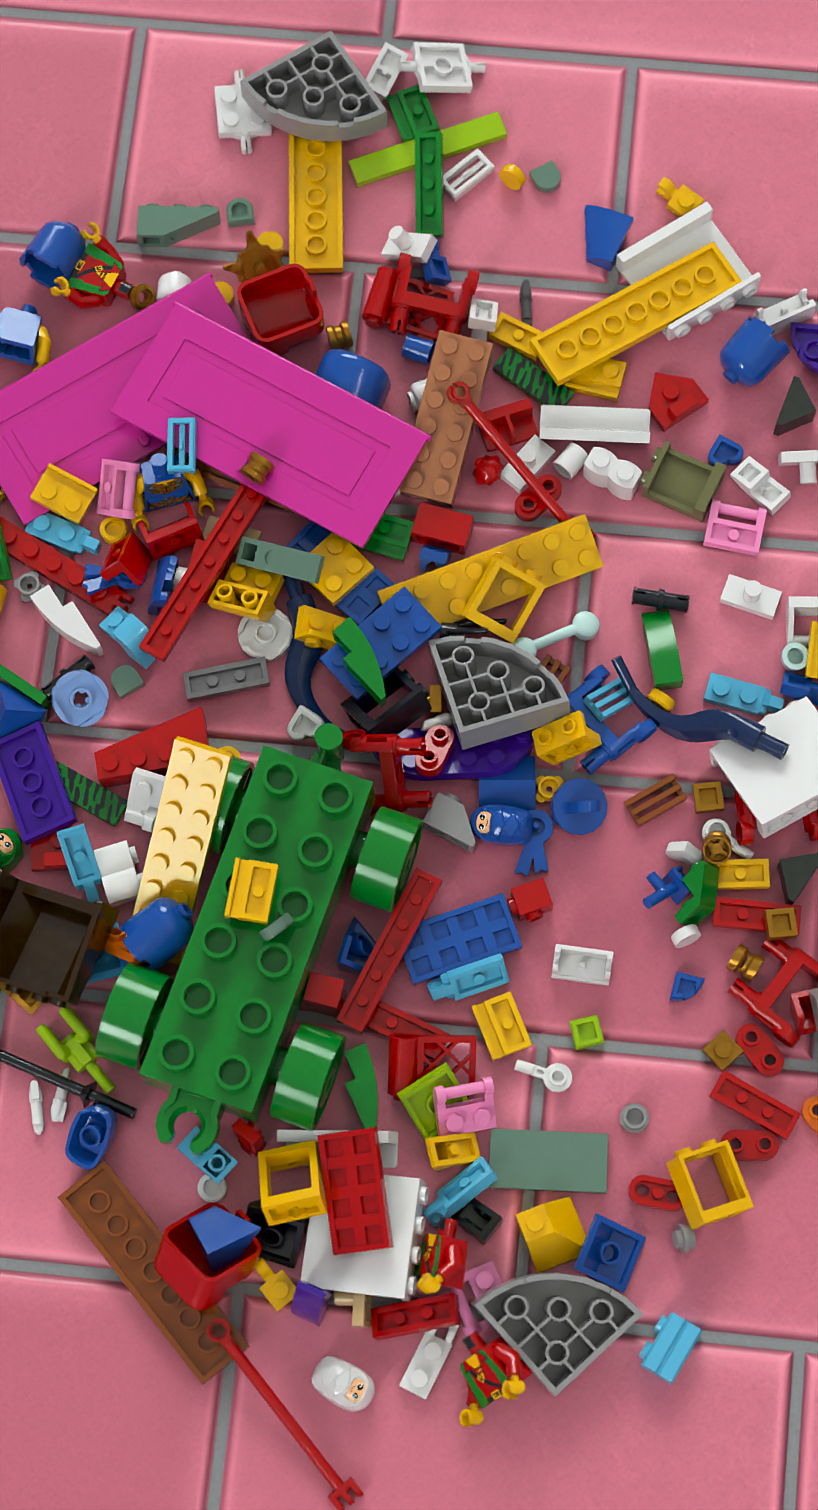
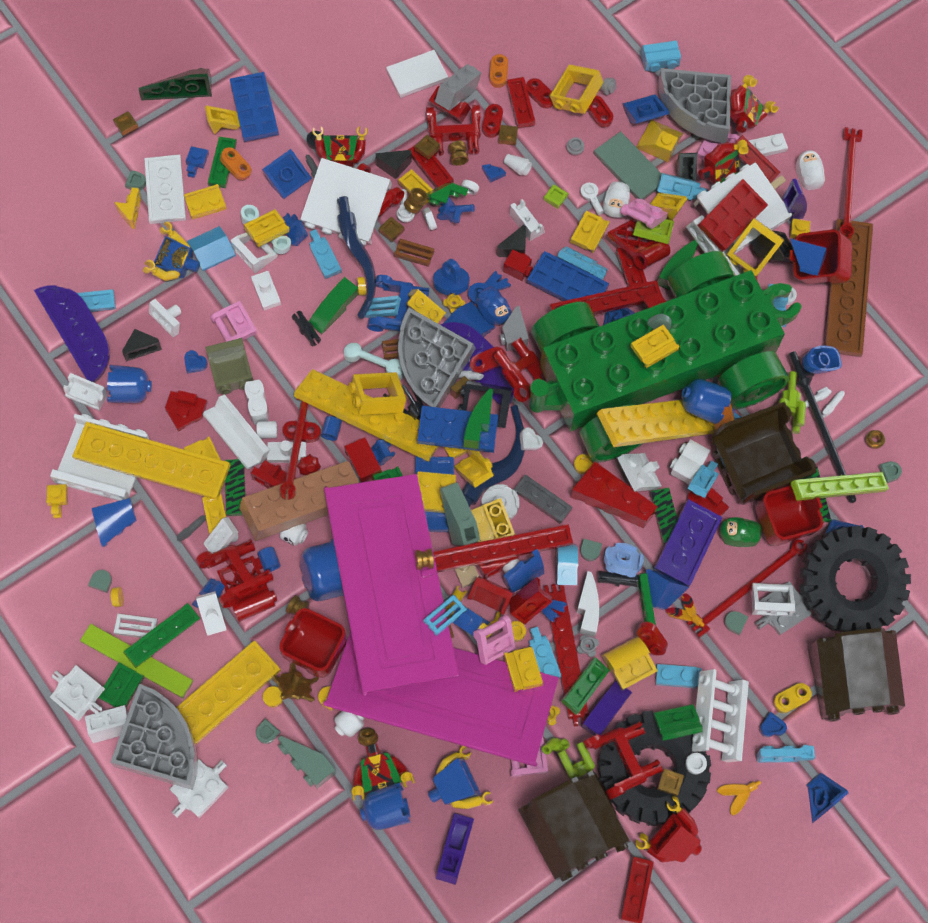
camera: 140 degrees left, 5 degrees down
(511, 526) = (331, 428): none -> blue beam
(516, 1099) = (615, 198): none -> white piece
(559, 920) = (515, 241): none -> pearl dark grey slope
(667, 1023) = (518, 164): none -> white cone
(758, 484) = (198, 330): white slope -> none

